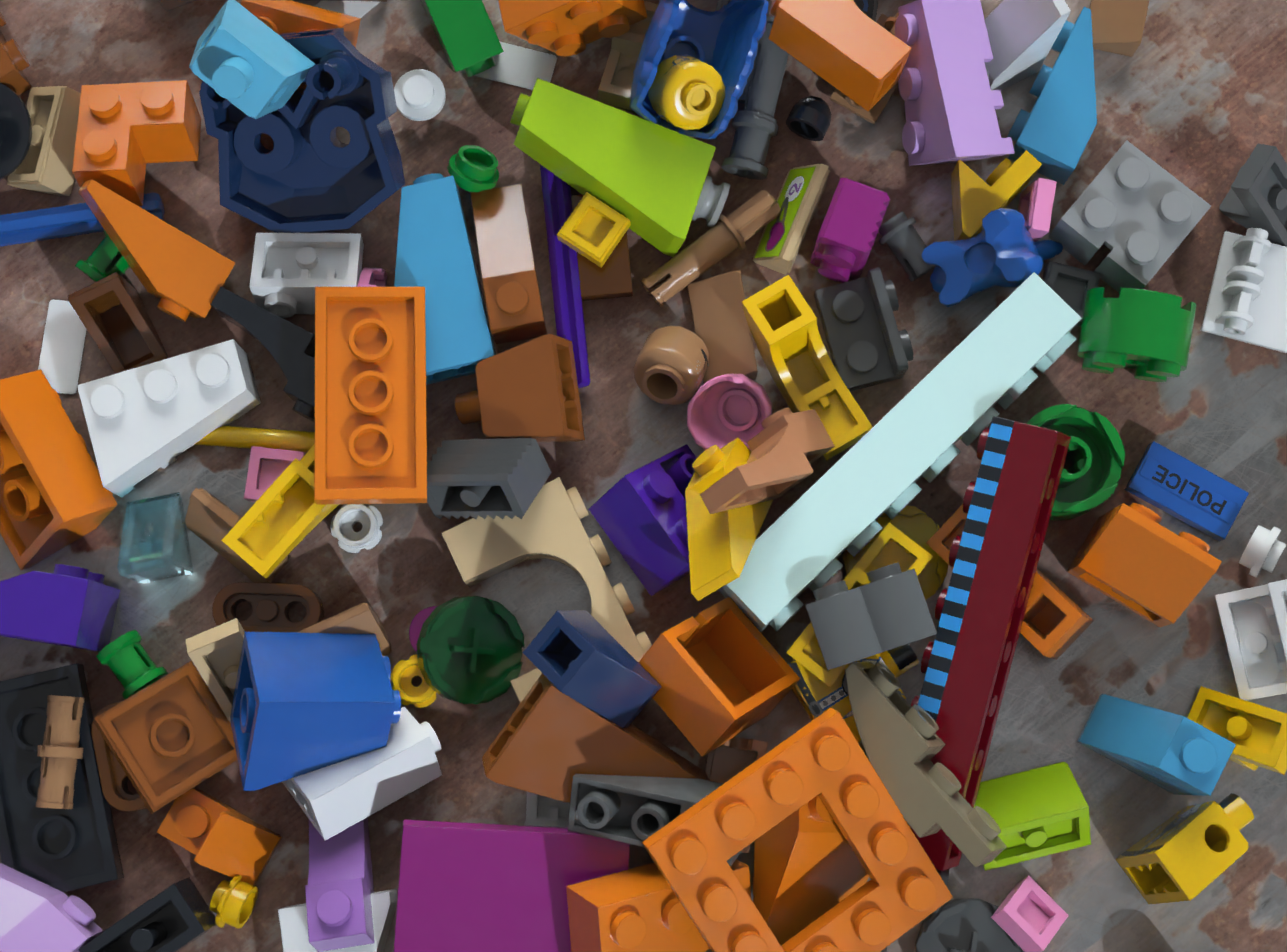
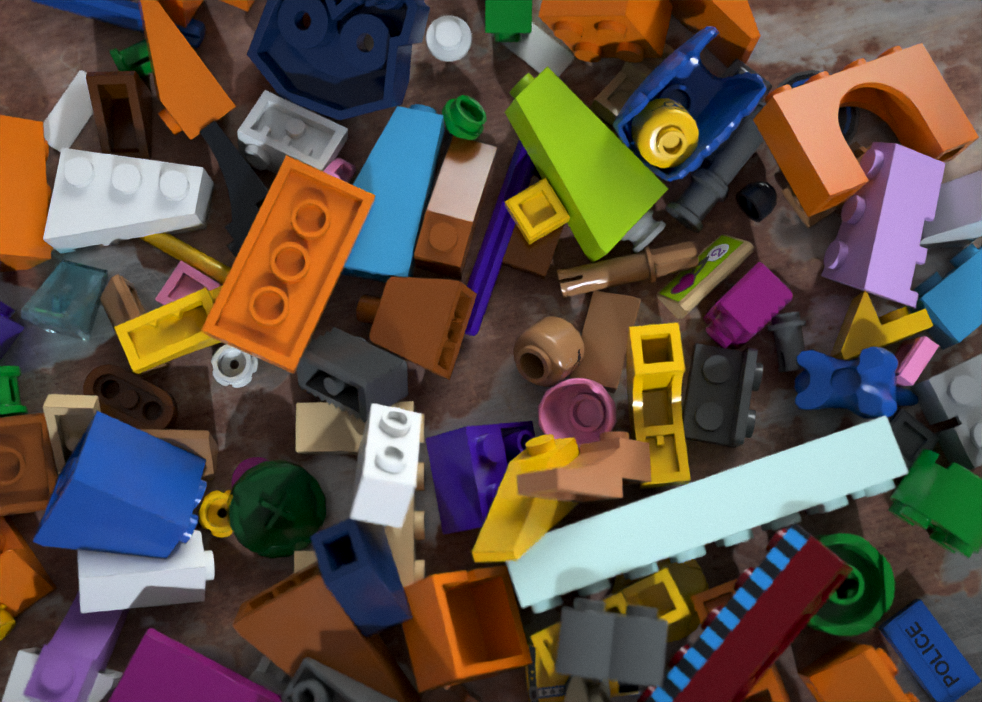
camera: 20 degrees right, 0 degrees up
(565, 547) = (386, 466): none -> white brick

